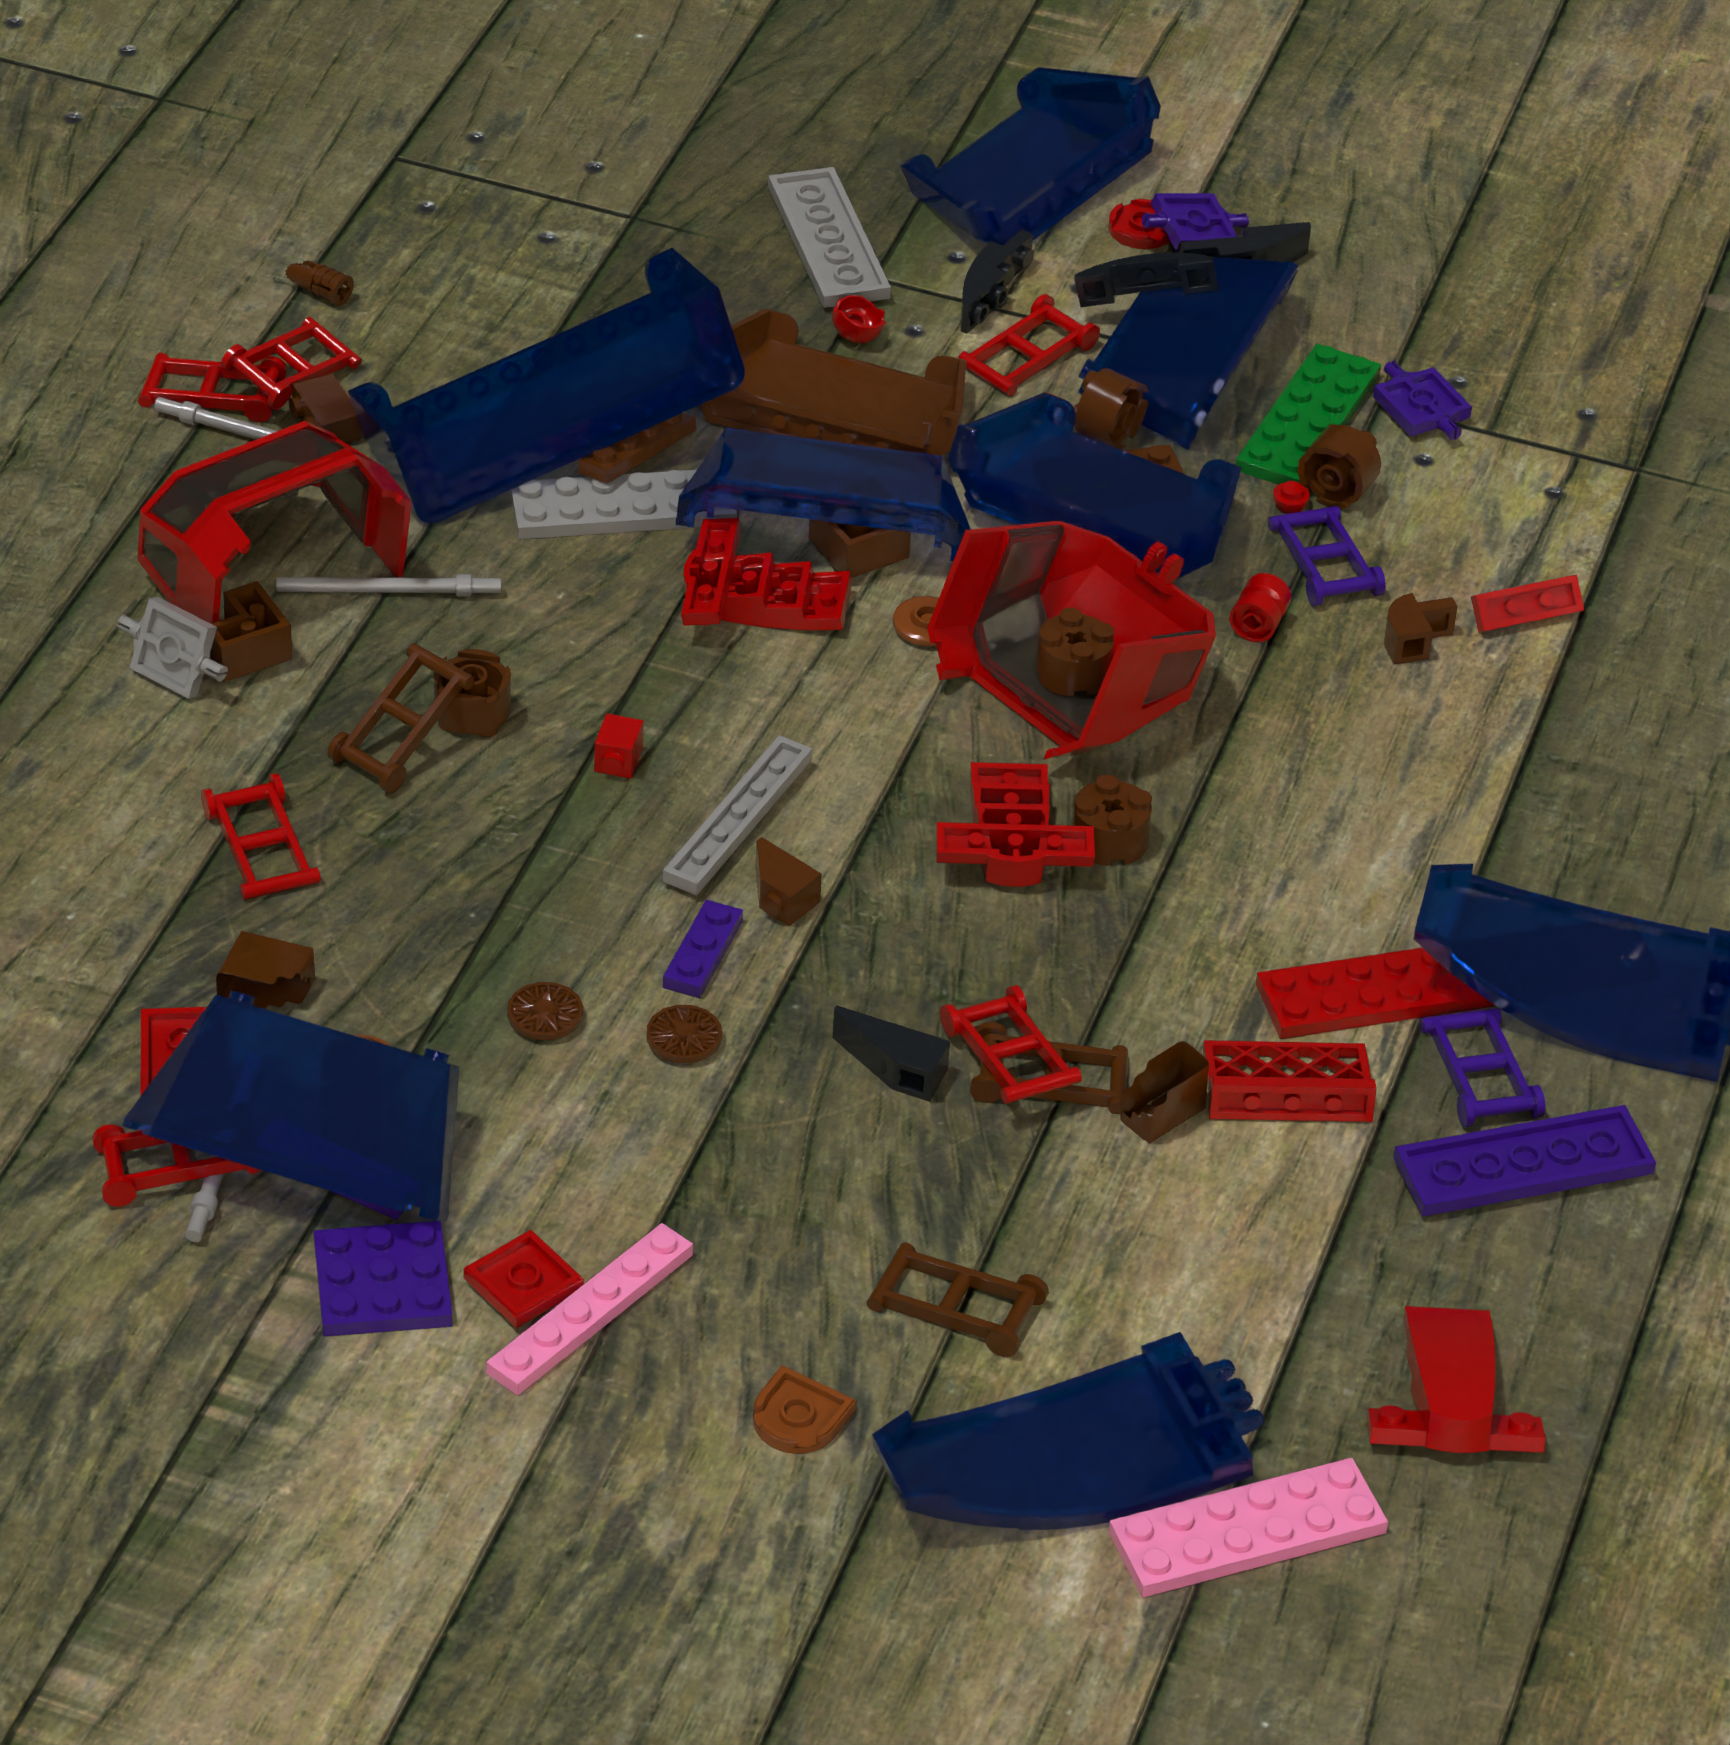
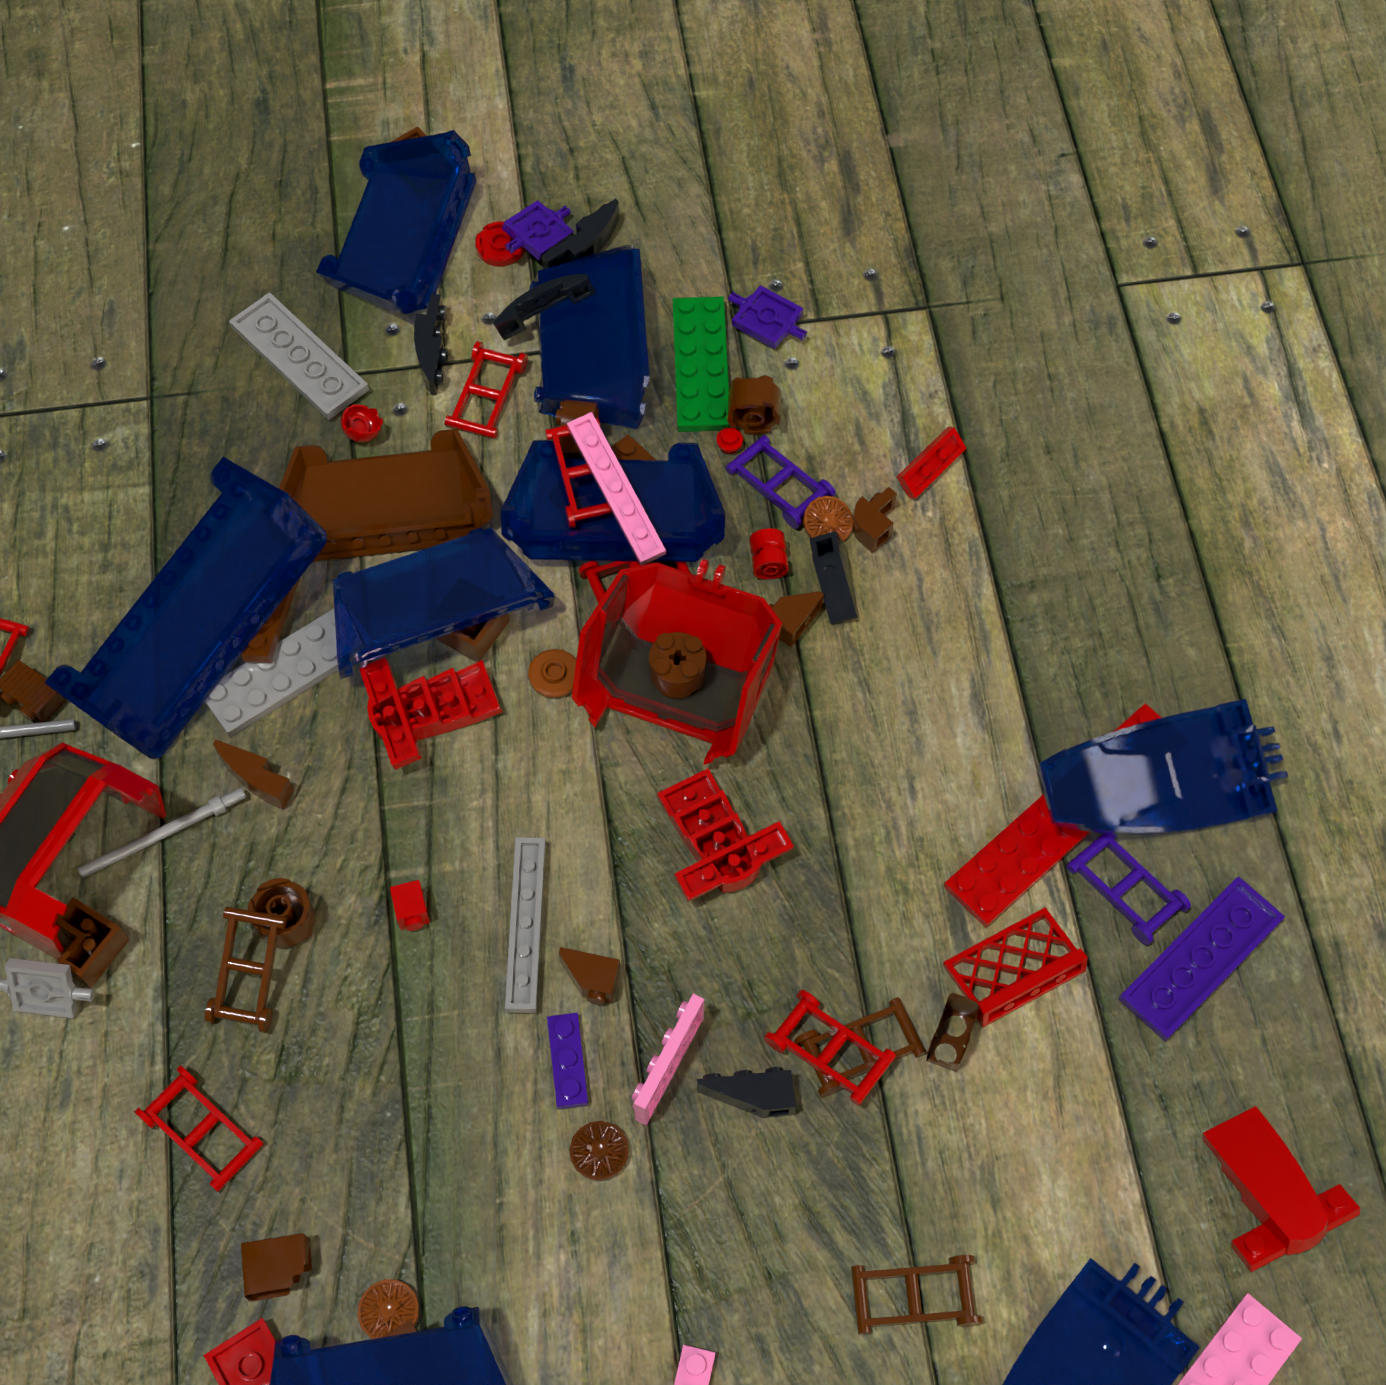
camera: 25 degrees left, 20 degrees up
(525, 573) = (255, 774): none -> reddish brown slope
(545, 1011) = (491, 1183): reddish brown wheel -> none
(816, 977) = (664, 1066): none -> bright pink plate
(1047, 474) = (571, 511): none -> red piece
(1110, 457) = (616, 489): none -> bright pink plate
(1119, 818) = (783, 784): reddish brown brick -> none
(1250, 674) = (796, 614): none -> reddish brown slope
(1326, 653) = (834, 577): none -> black slope
(1357, 609) = (826, 516): none -> dark orange wheel

